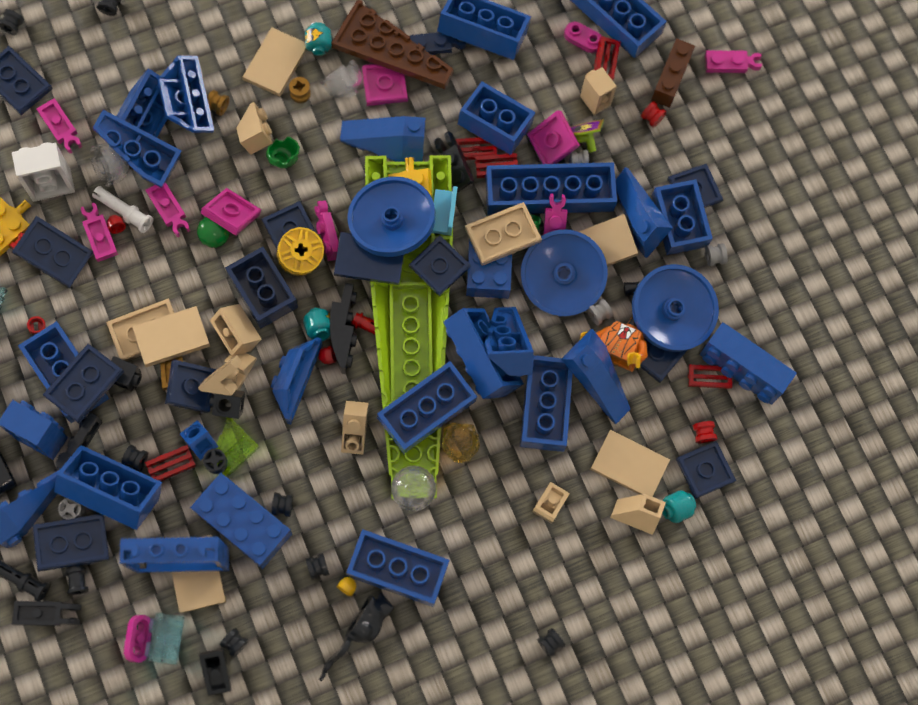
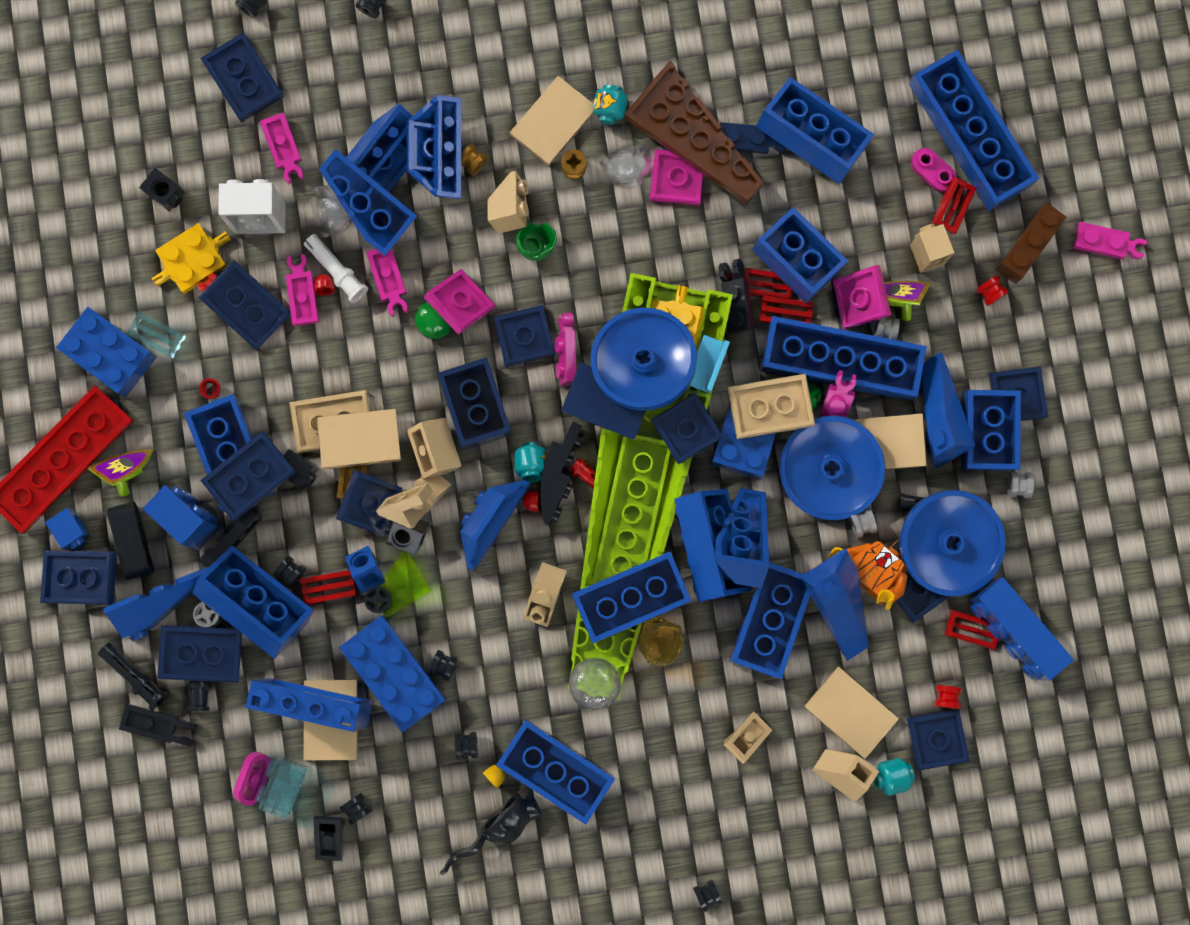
camera: 20 degrees right, 10 degrees up
(292, 261) = (517, 361): yellow wheel -> none
(388, 136) = (668, 250): blue wedge -> none

